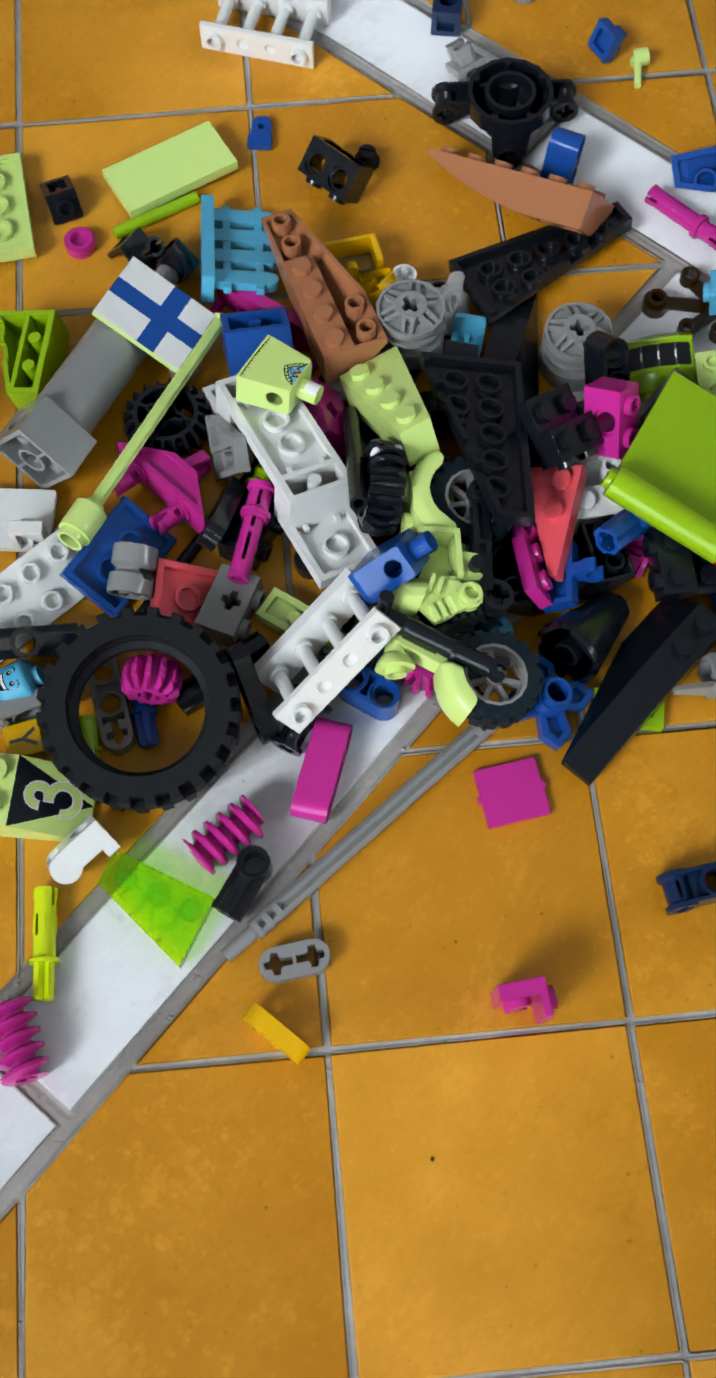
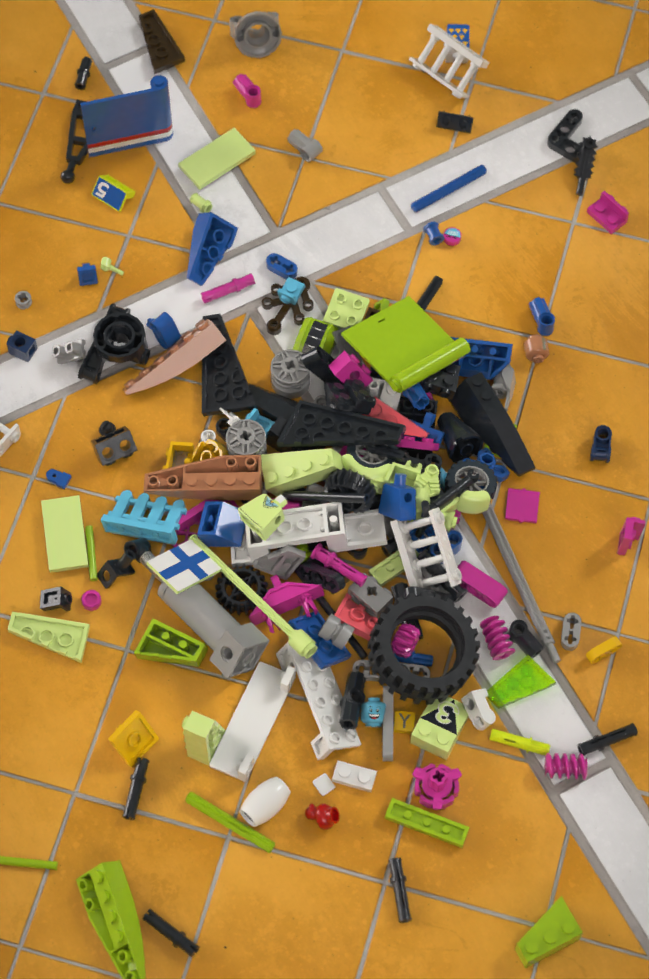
camera: 70 degrees left, 5 degrees down
(68, 1065) = (599, 742): none -> black pin

